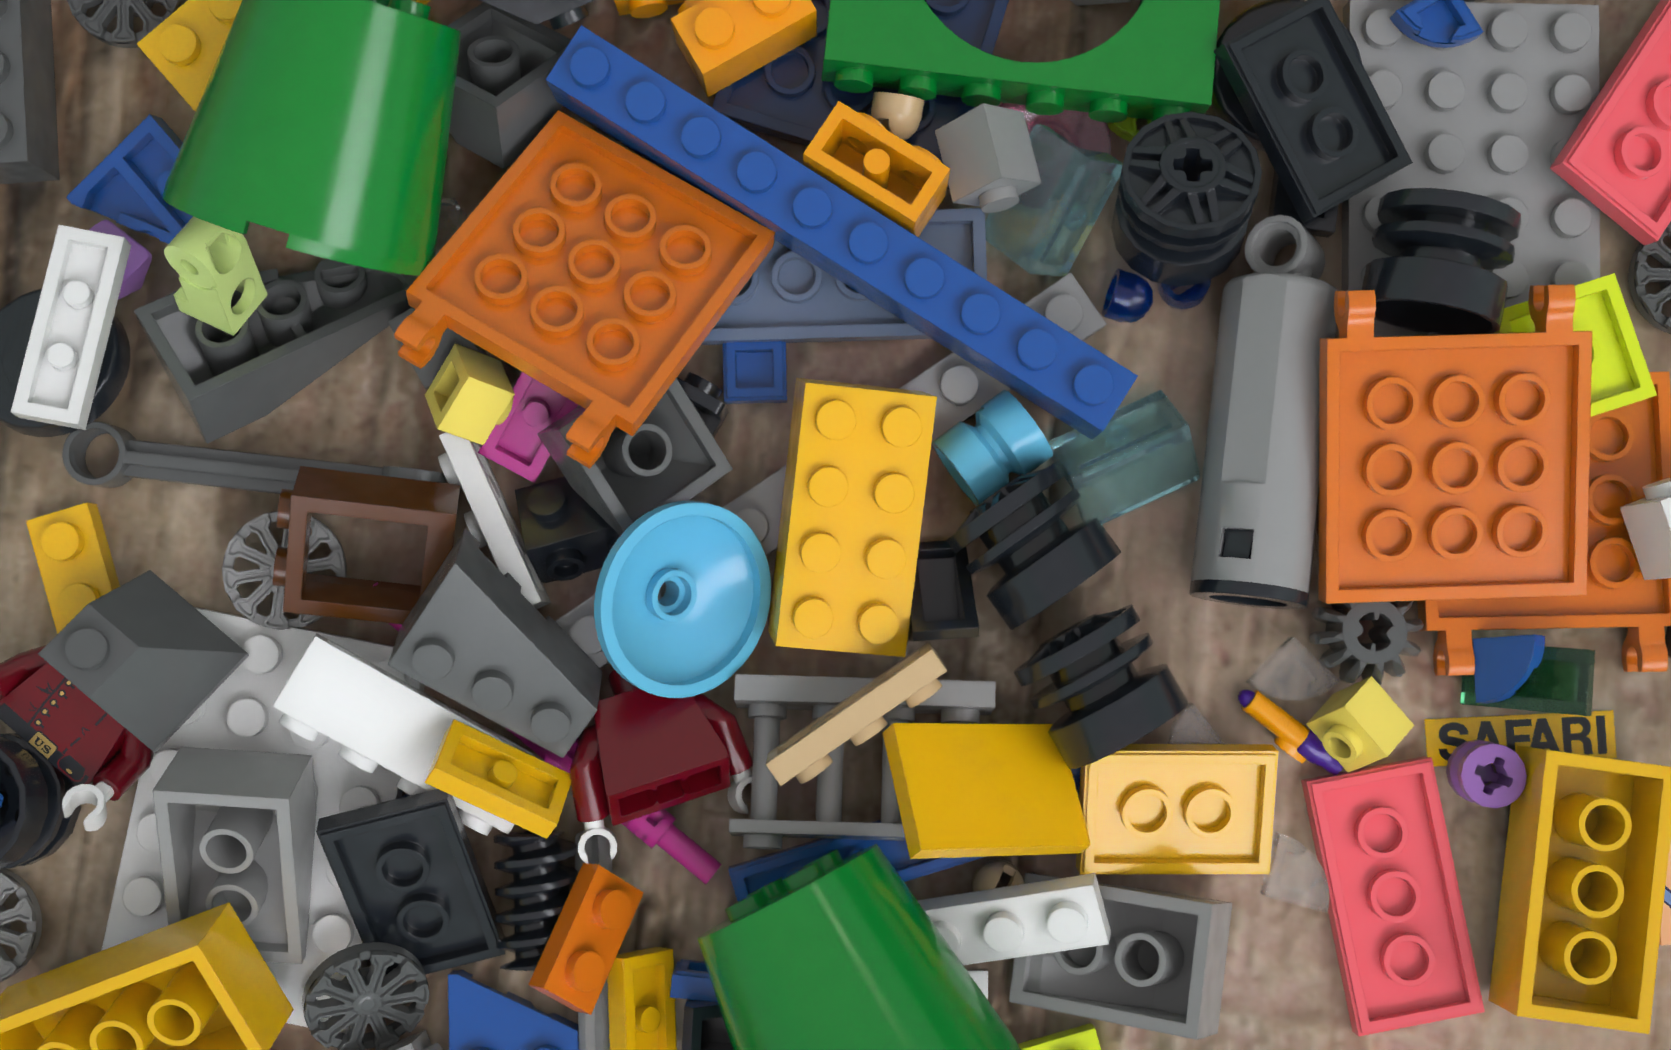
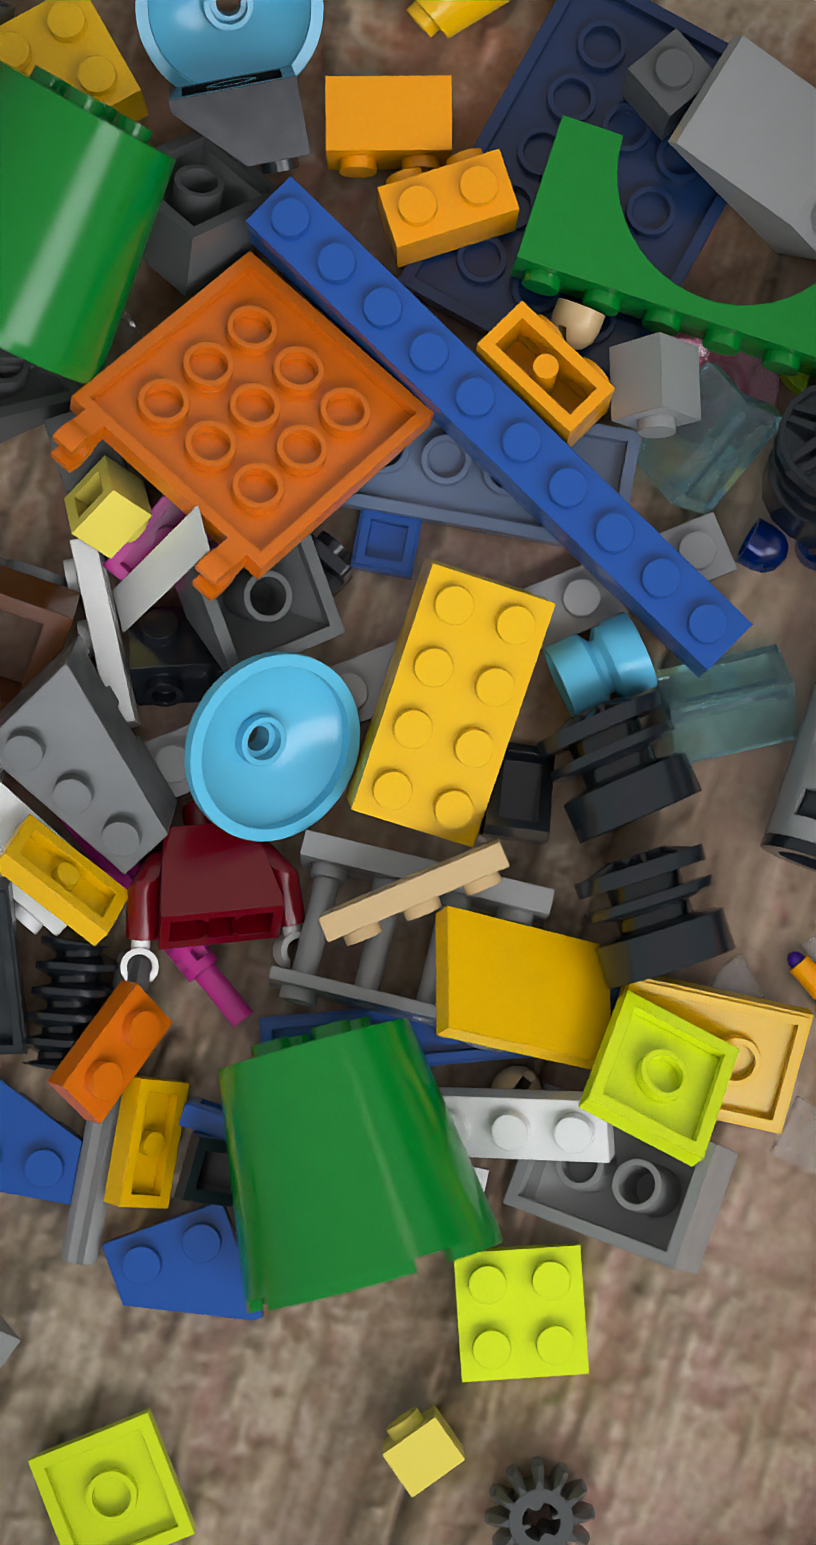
camera: 10 degrees right, 0 degrees up
(535, 445) = (161, 569): none -> white sticker
(1141, 851) = (659, 1078): none -> neon yellow plate

